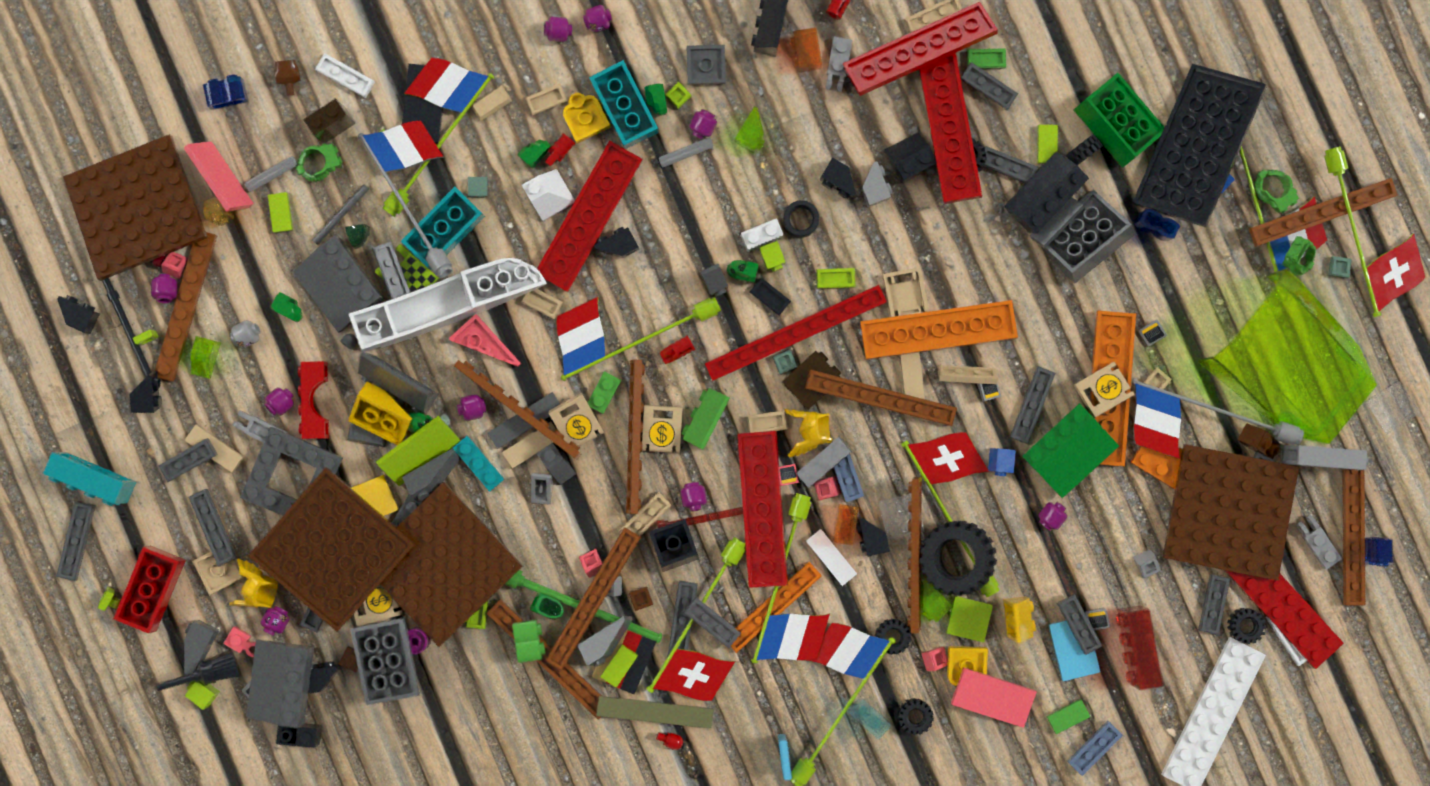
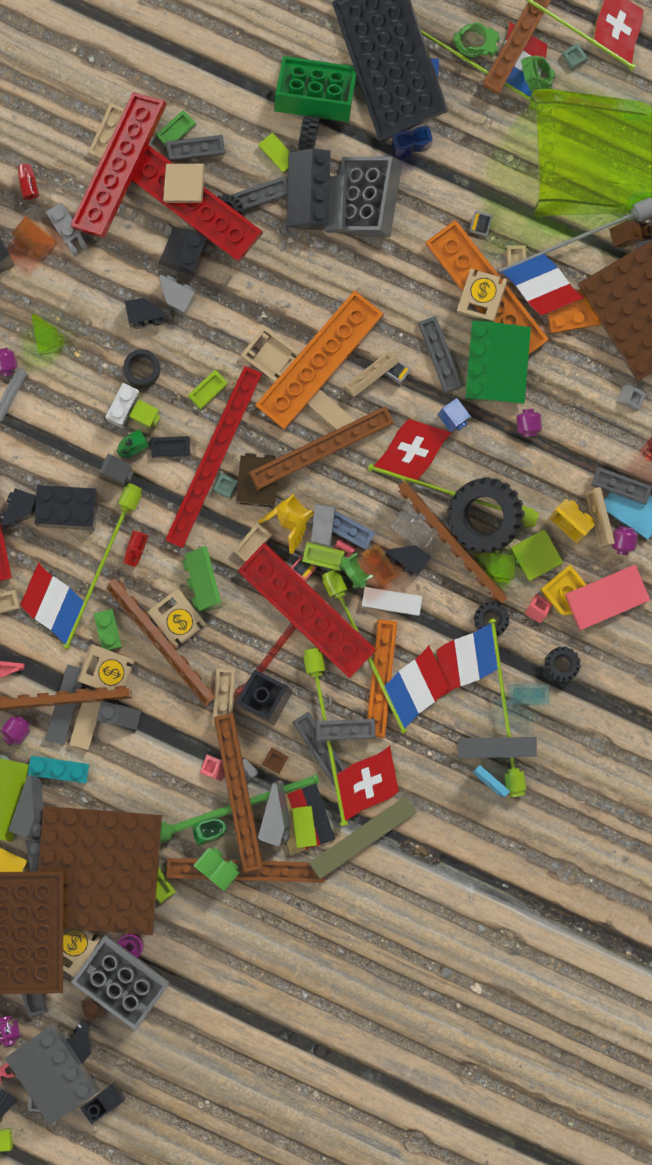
camera: 45 degrees left, 5 degrees down
(541, 488) = (124, 744): light grey slope -> none
(653, 274) = (66, 507): none -> black brick
(670, 740) = (394, 848): red cylinder -> none
(693, 496) = (246, 647): magenta head -> none
(810, 480) = (322, 556): none -> lime tile
(812, 735) = (497, 747): none -> dark grey tile
(822, 513) = (354, 571): none -> bright green piece
(956, 106) = (184, 183): none -> tan tile
(1043, 632) = (600, 517): none -> tan tile
(1044, 666) = (625, 540): none -> magenta head
(1098, 618) = (632, 469): slope -> none

